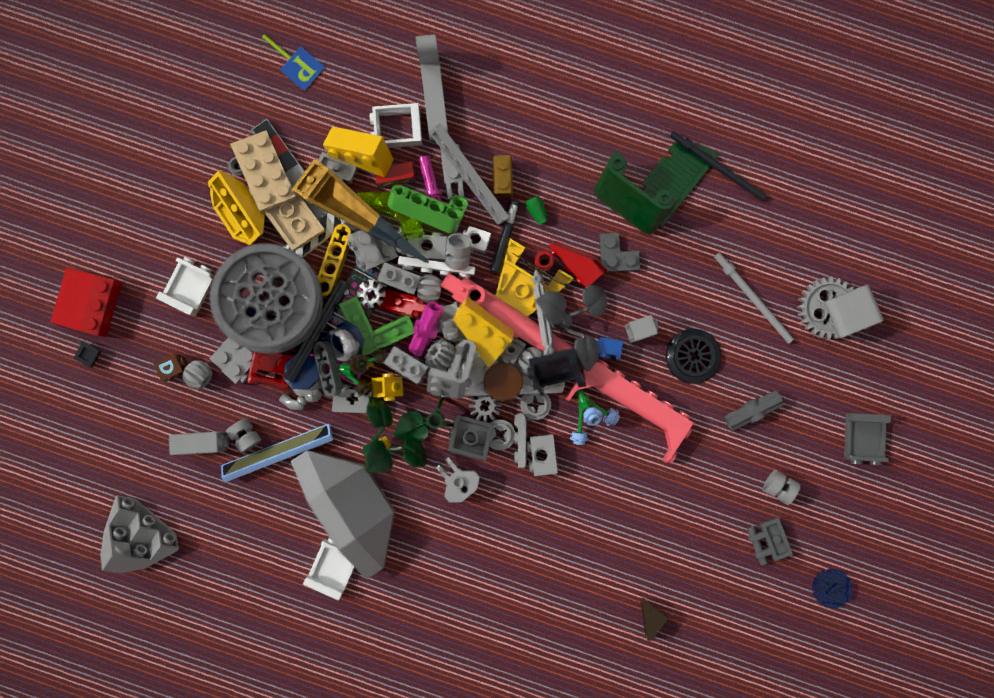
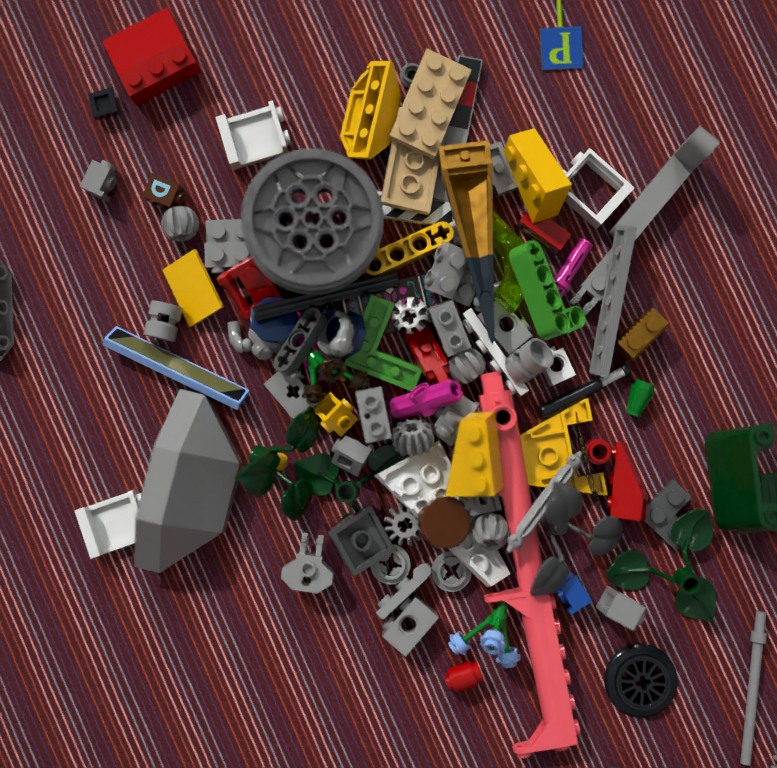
camera: 50 degrees right, 0 degrees up
(128, 397) = (99, 179): none -> light grey brick
(198, 443) = (116, 285): light grey window -> none
(240, 401) = (193, 288): none -> yellow piece
(418, 399) = (351, 454): none -> light grey brick
(445, 382) = (393, 471): light grey piece -> none
(555, 368) = (505, 563): black panel -> none
(599, 452) = (463, 676): none -> red brick
(675, 281) = (696, 594): none -> dark green plant

